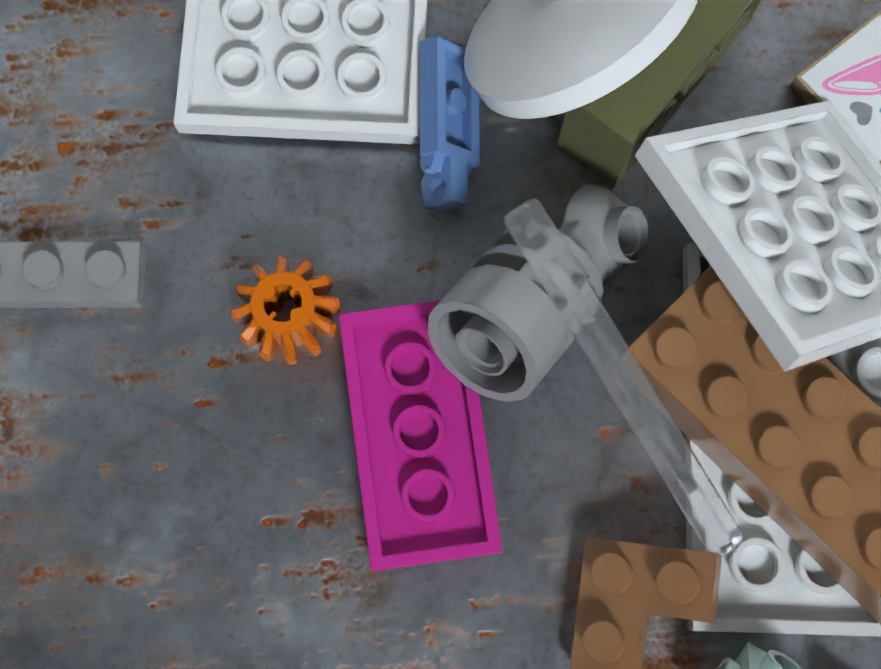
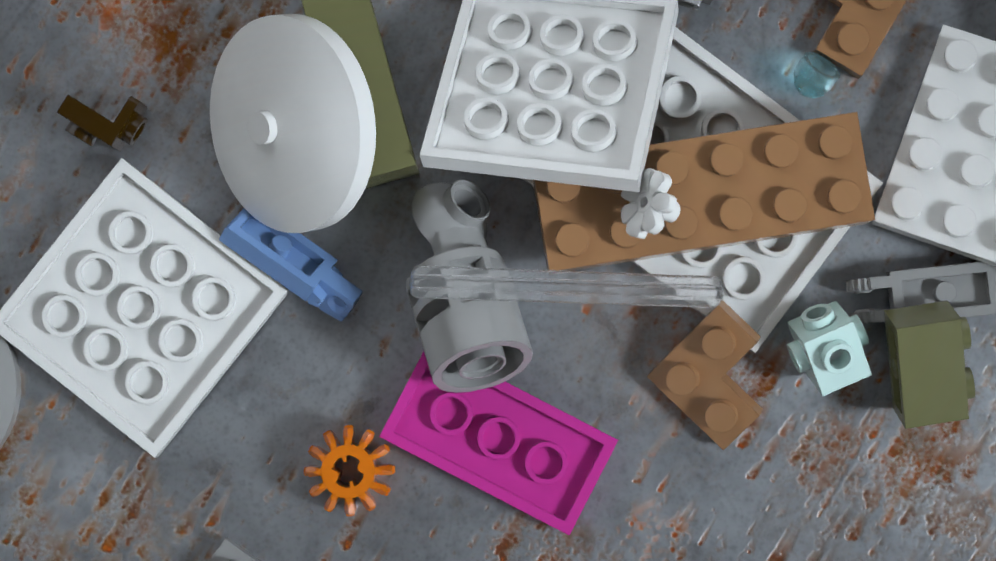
camera: 55 degrees left, 10 degrees up
(778, 395) = (650, 205): none -> white plant

